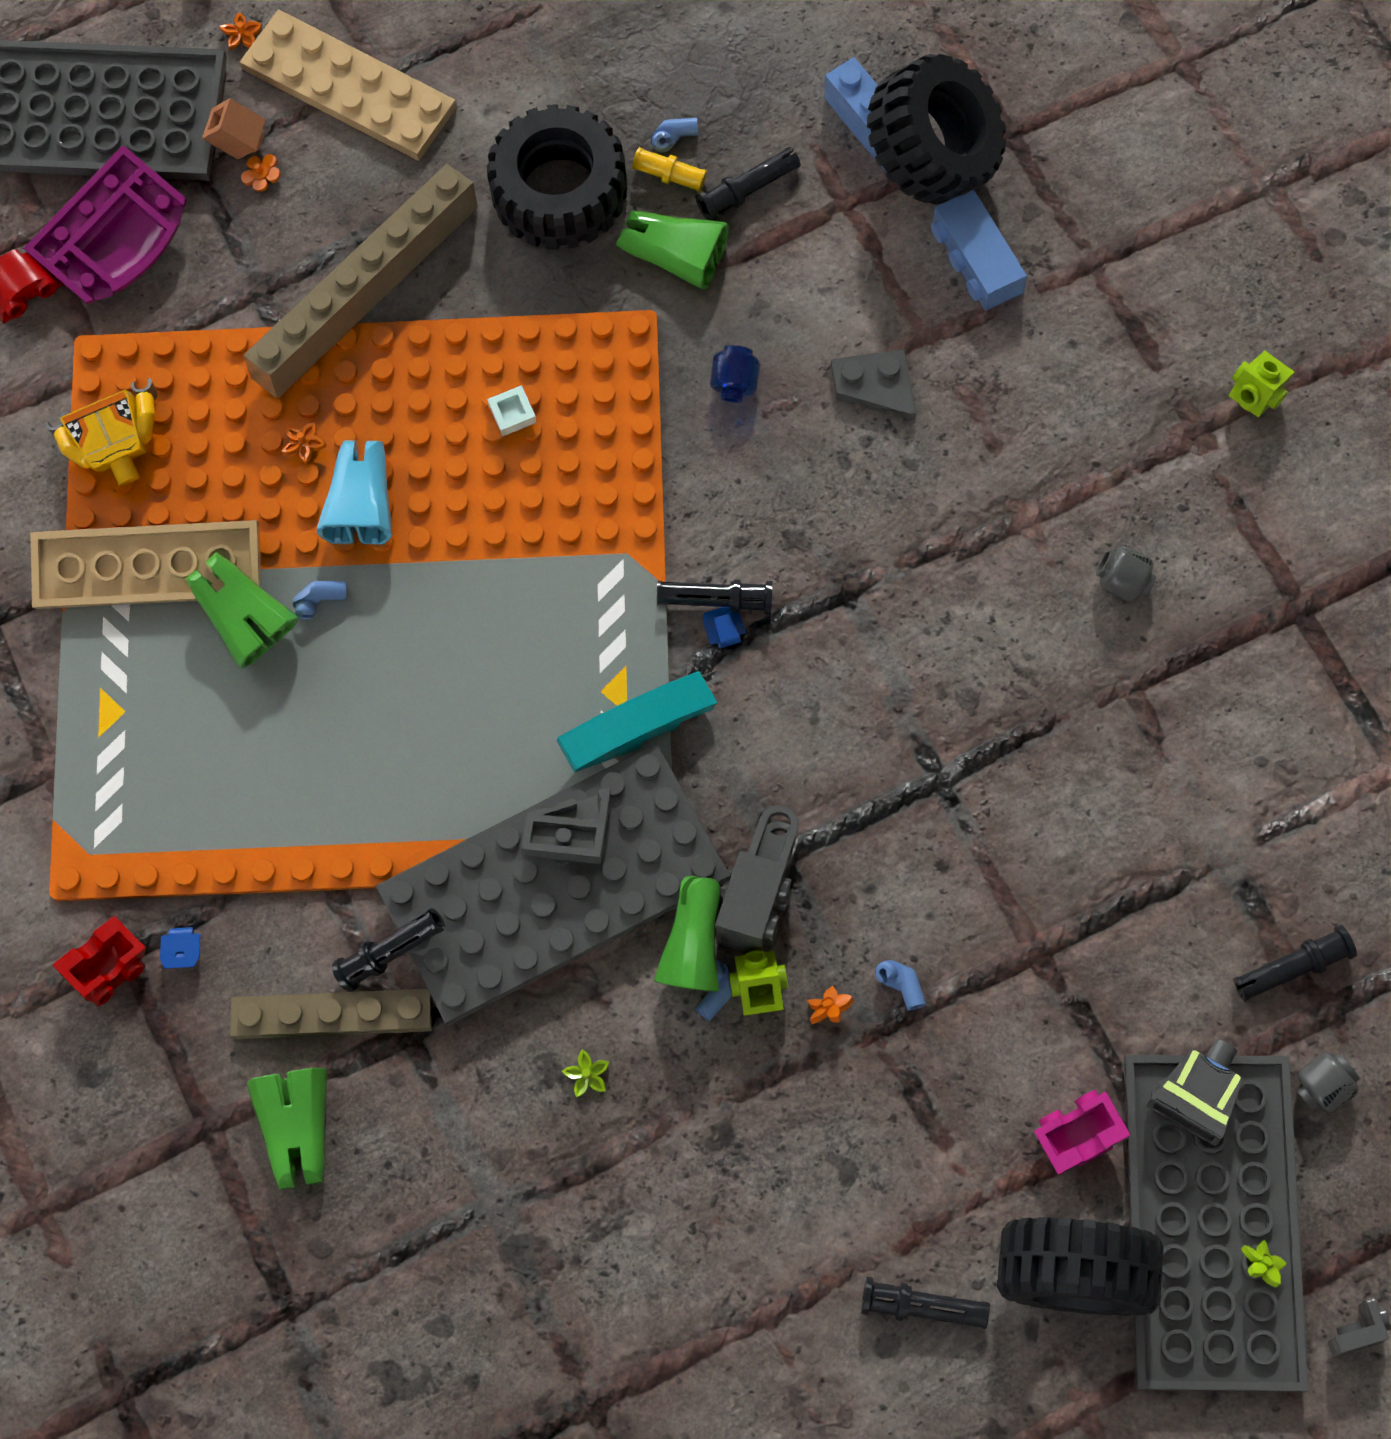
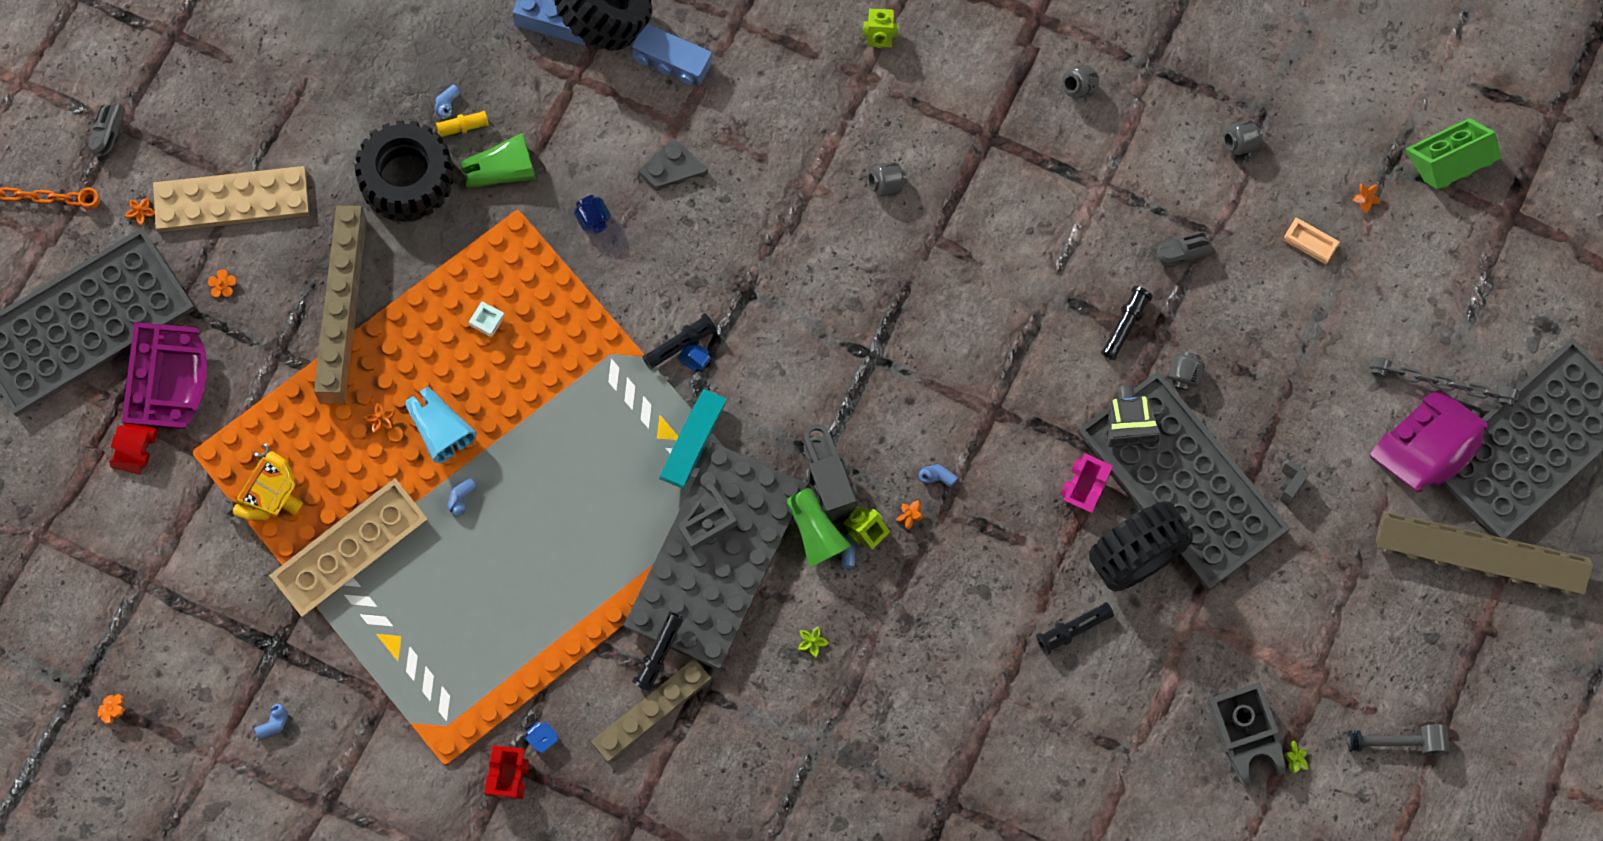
camera: 45 degrees left, 0 degrees up
(234, 129) = (189, 269): nougat brick -> none
(241, 611) = (425, 533): bright green piece -> none
(292, 1122) = (679, 779): bright green piece -> none
(734, 190) = (509, 111): black pin -> none
(1264, 1264) = (1224, 481): lime plant -> none

